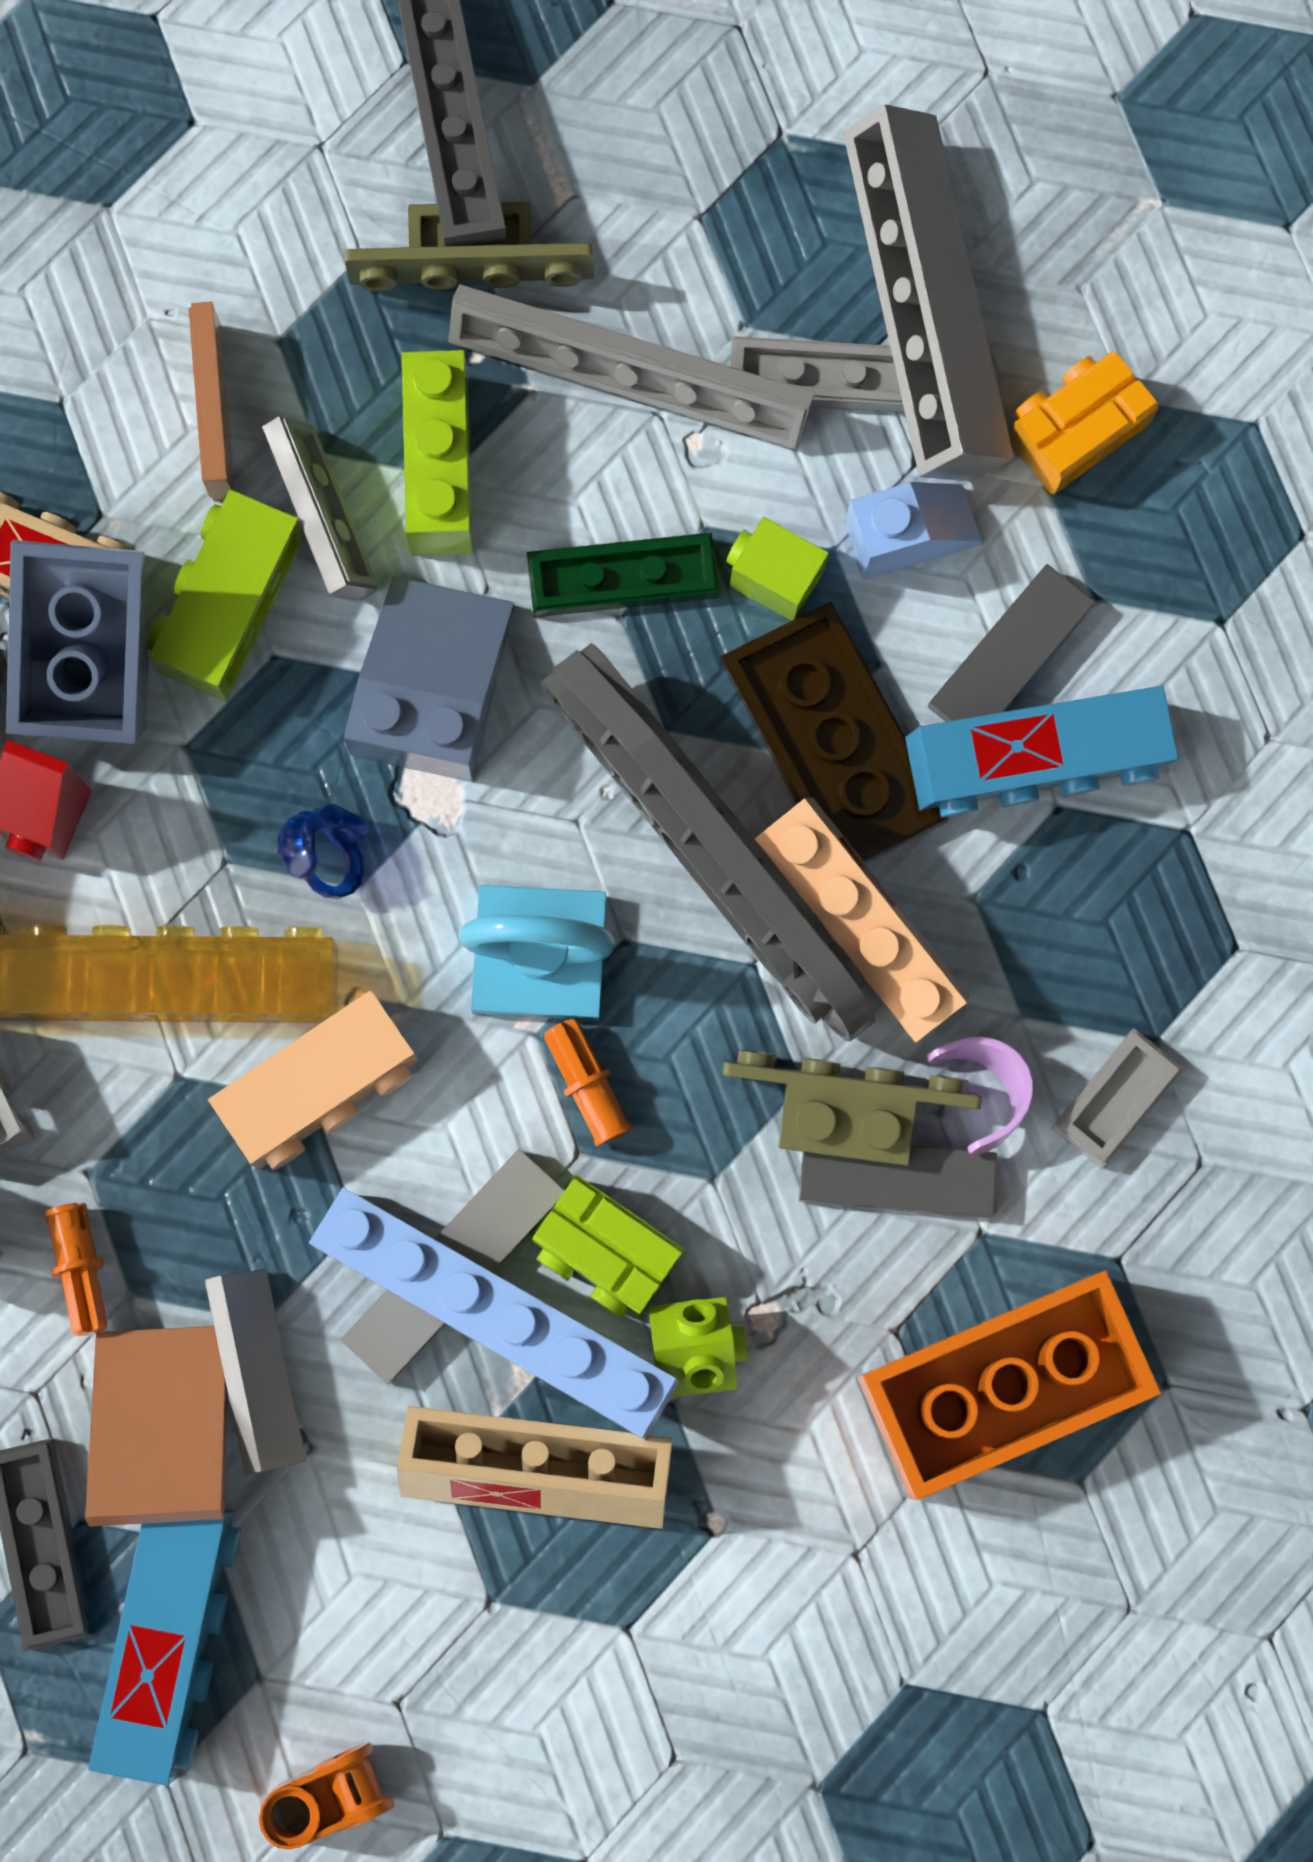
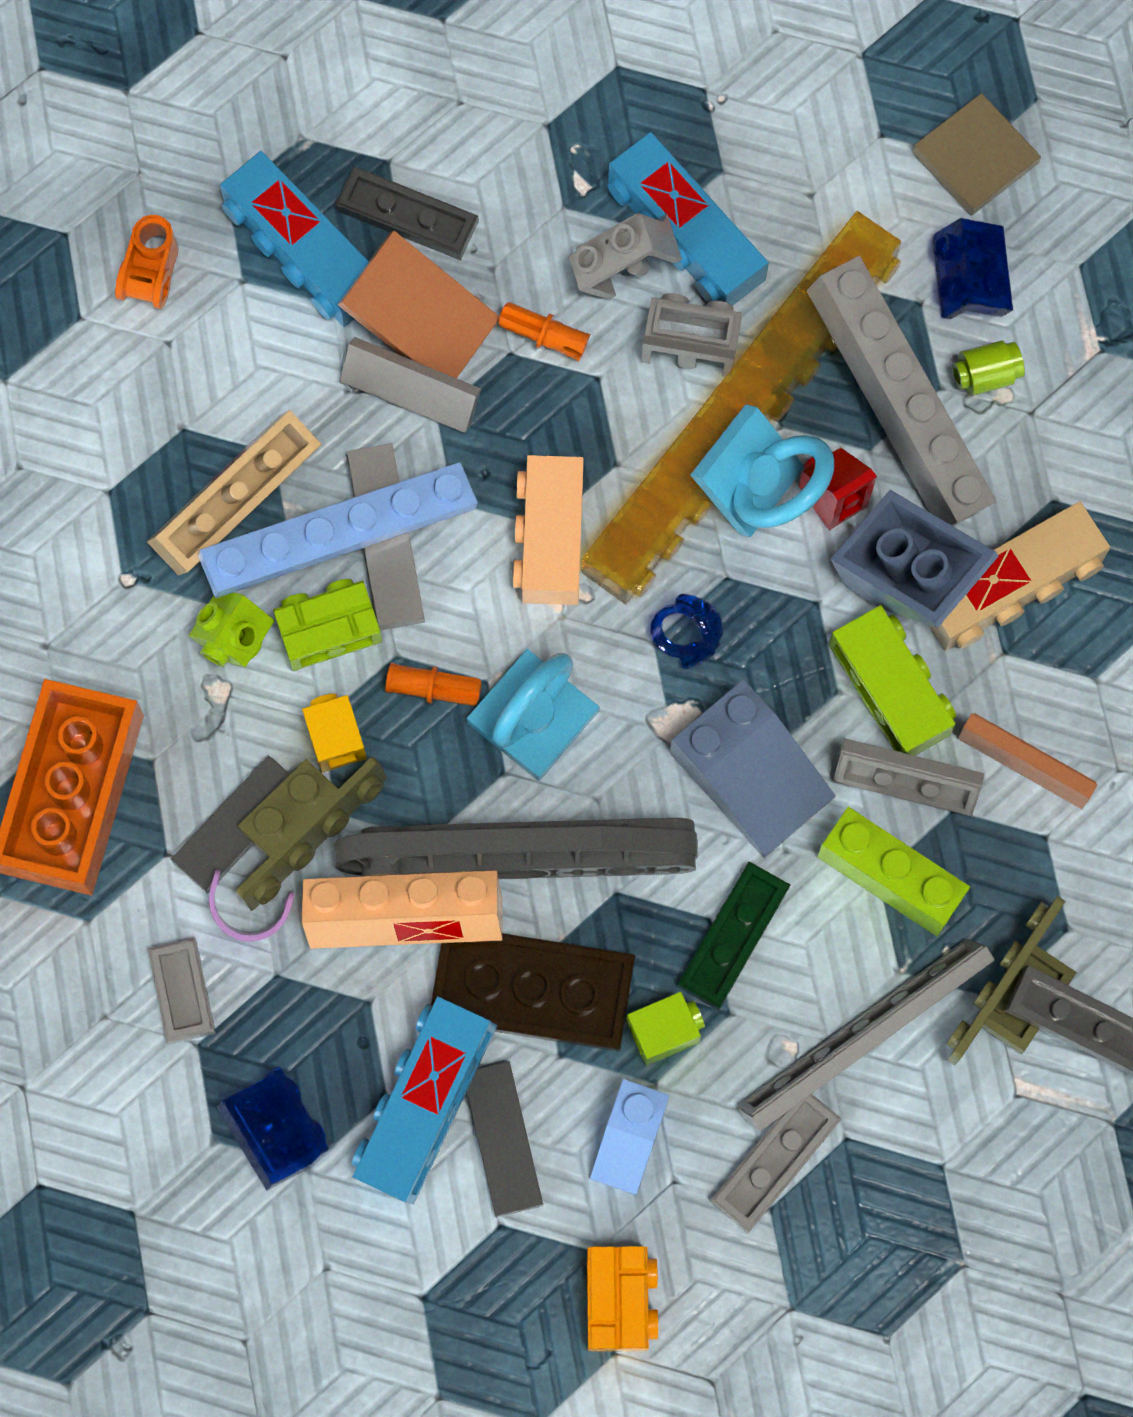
camera: 130 degrees right, 5 degrees down
(86, 906) = (754, 469): none -> medium azure tile
(722, 1146) = (334, 732): none -> yellow brick
(927, 295) = (777, 1260): light grey brick -> none
(1186, 885) = (274, 1128): none -> clear blue bracket

